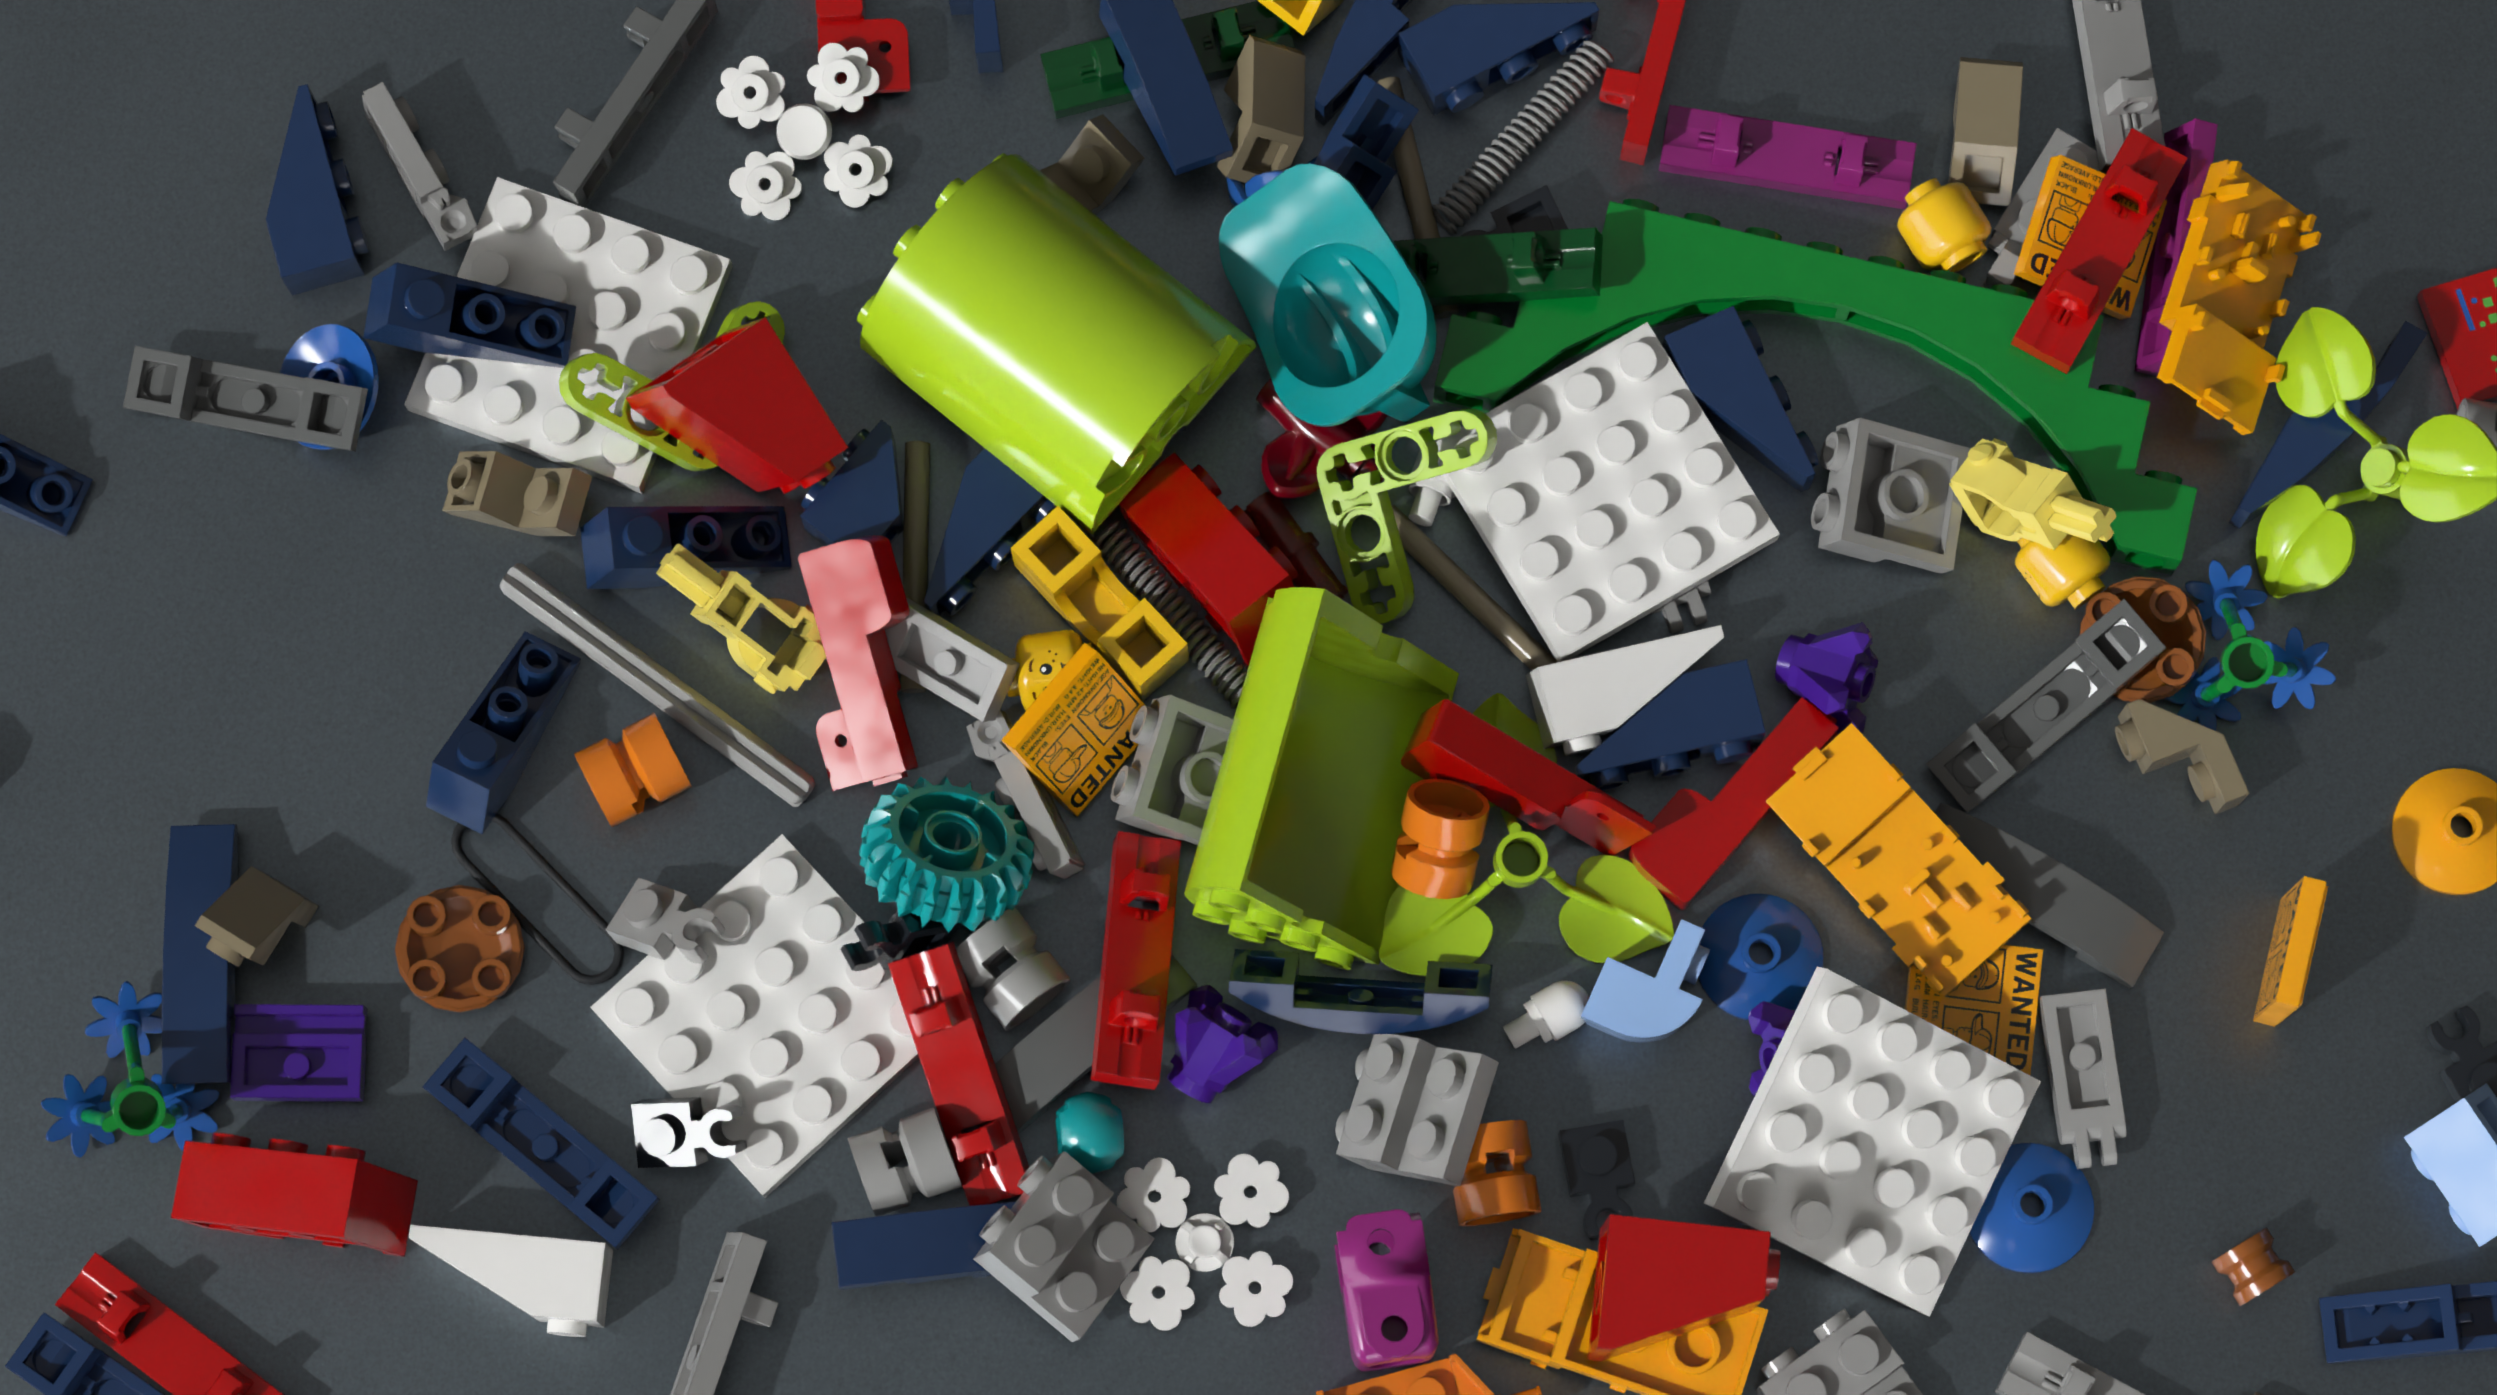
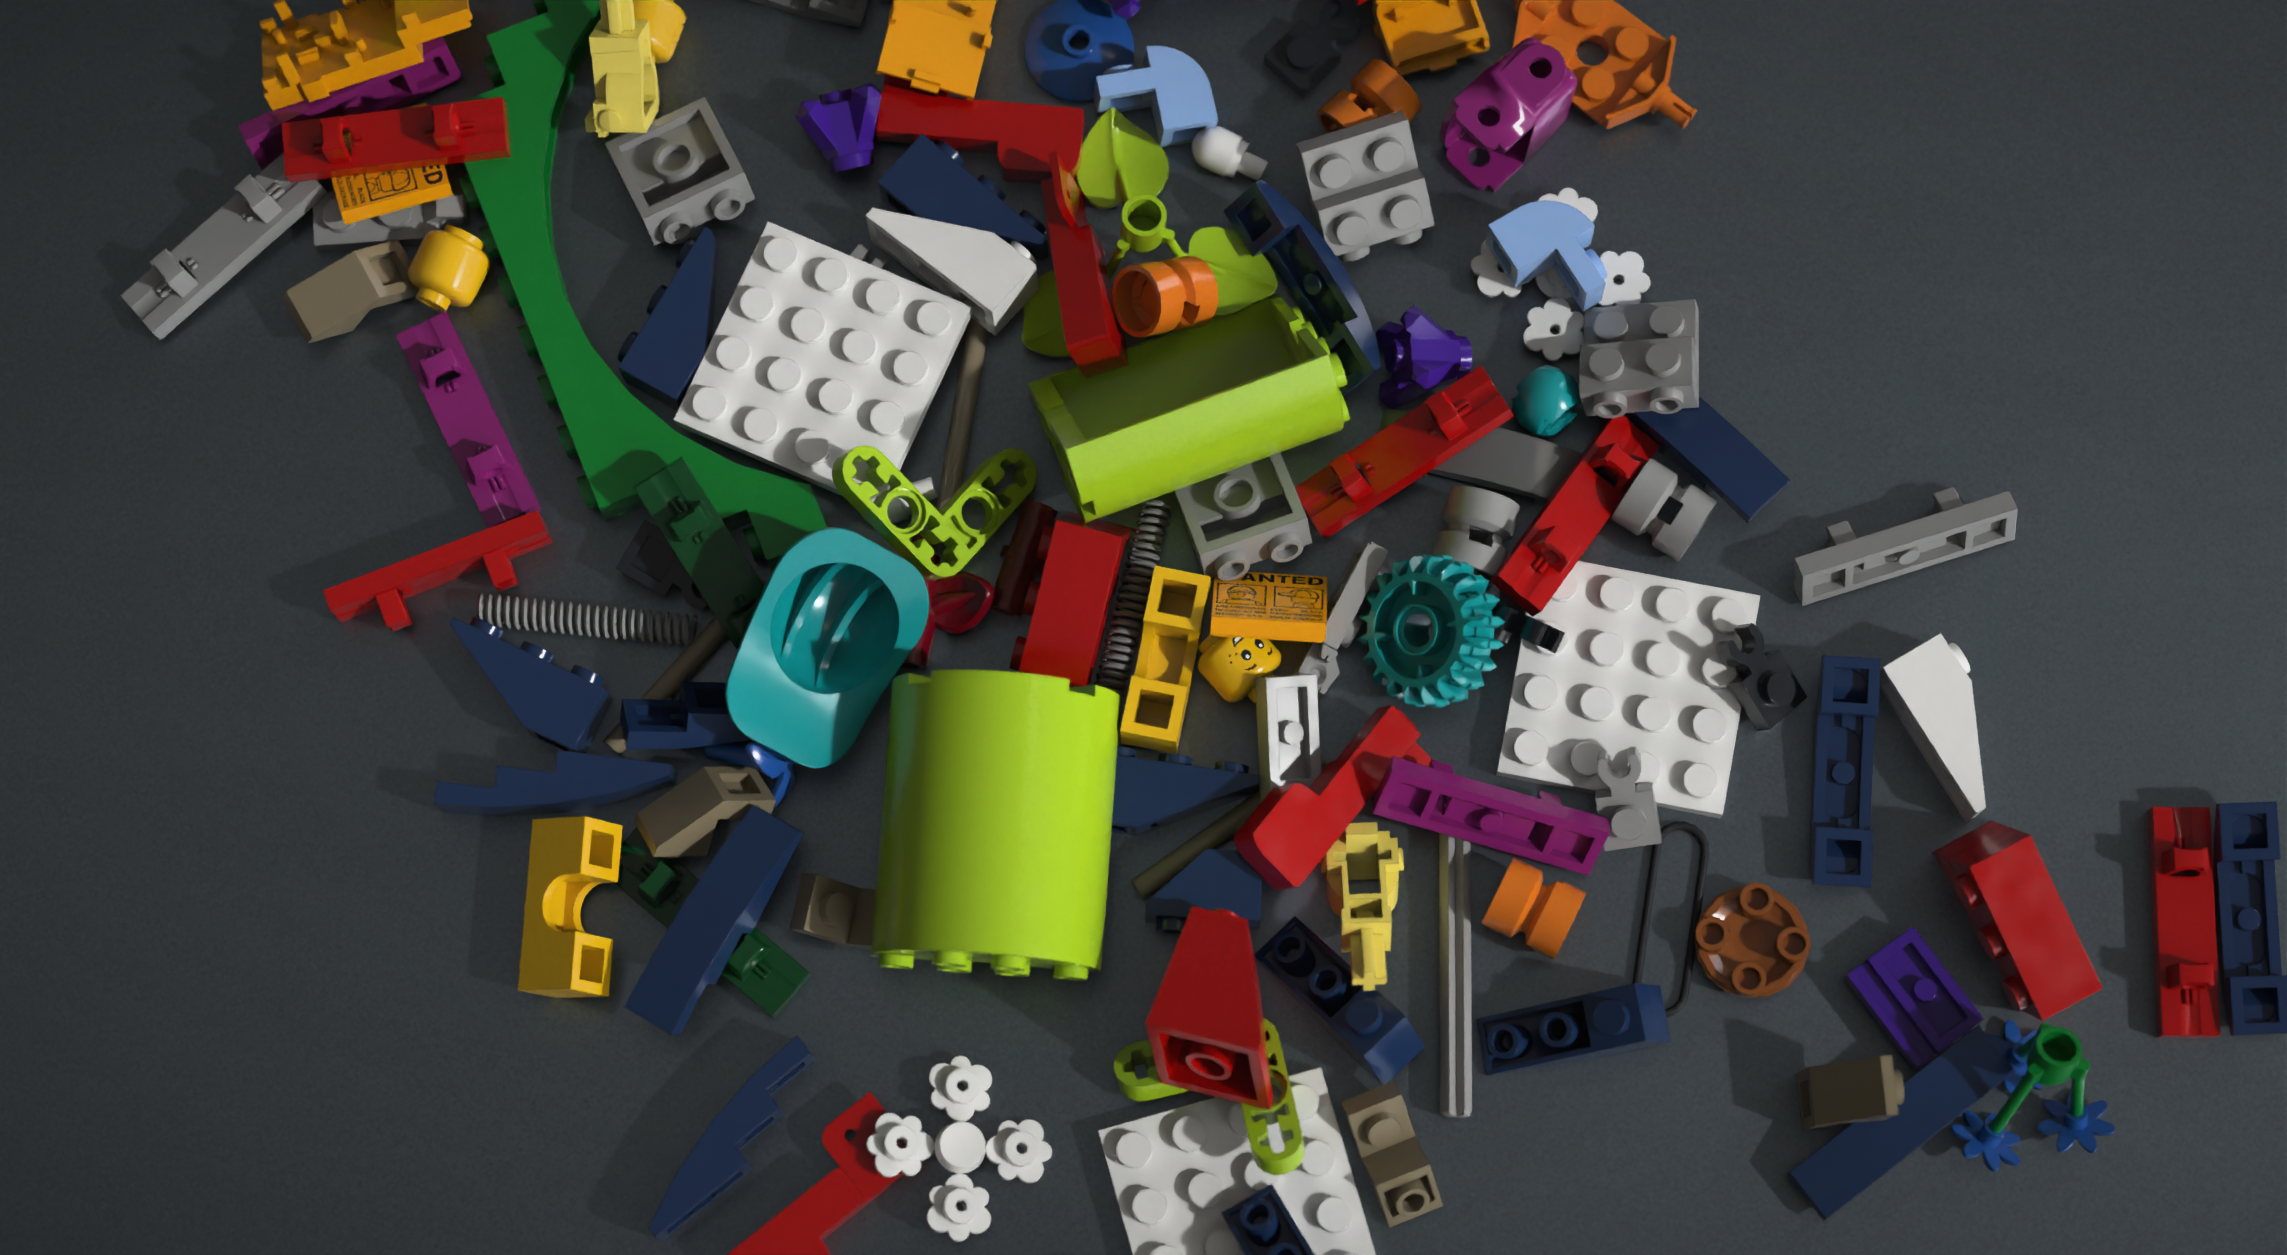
camera: 125 degrees left, 0 degrees up
(739, 786) = (1491, 815): none -> magenta hinge
(1245, 1239) = (1546, 237): none -> light blue brick

